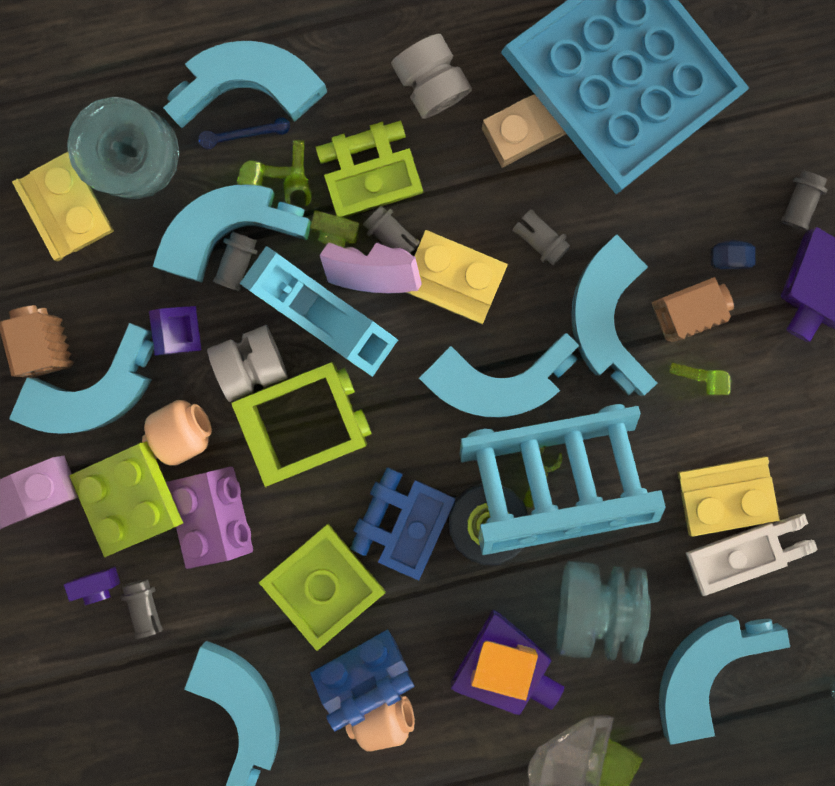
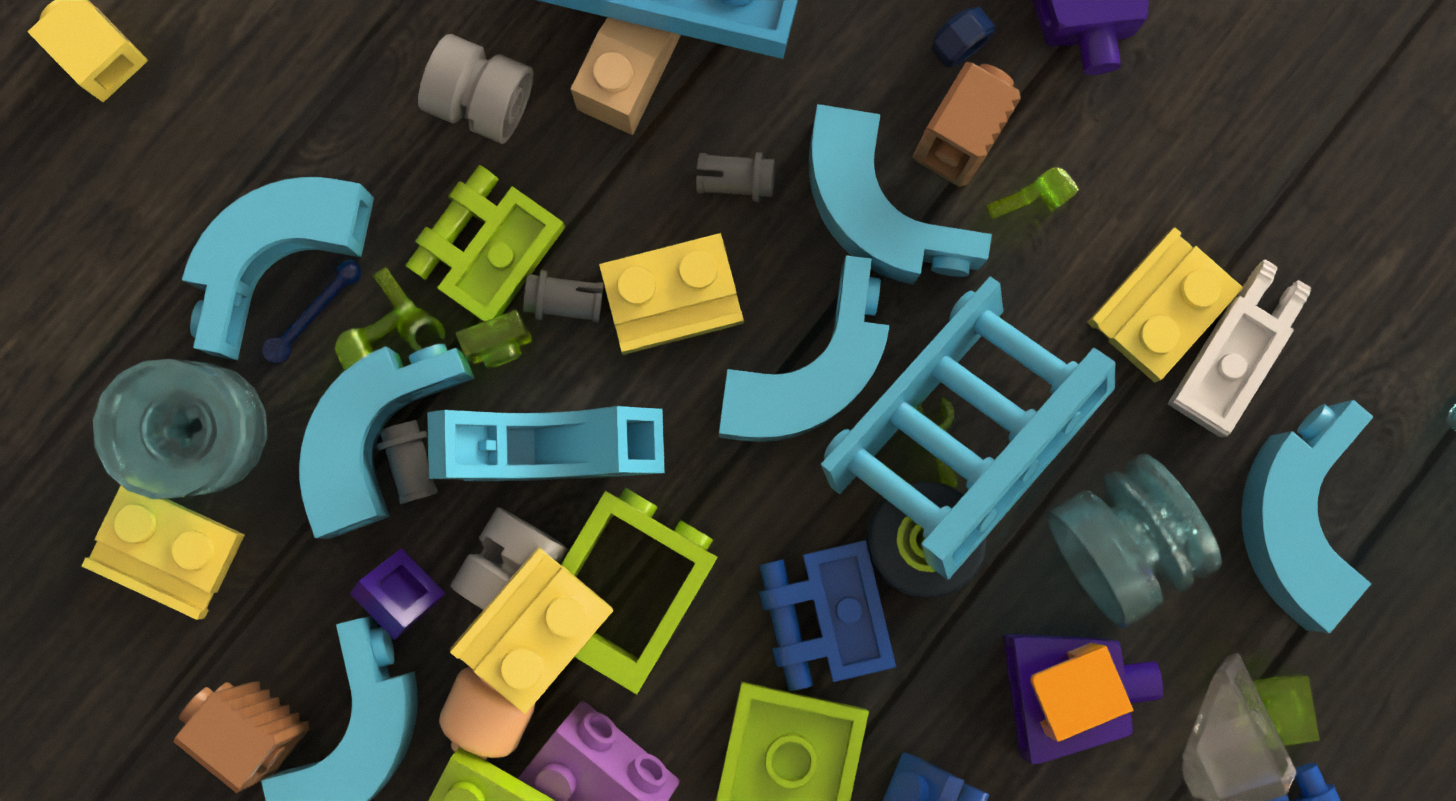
camera: 40 degrees left, 5 degrees down
(234, 408) = (531, 630): none -> light yellow plate
(379, 272) = (582, 347): lavender slope -> none

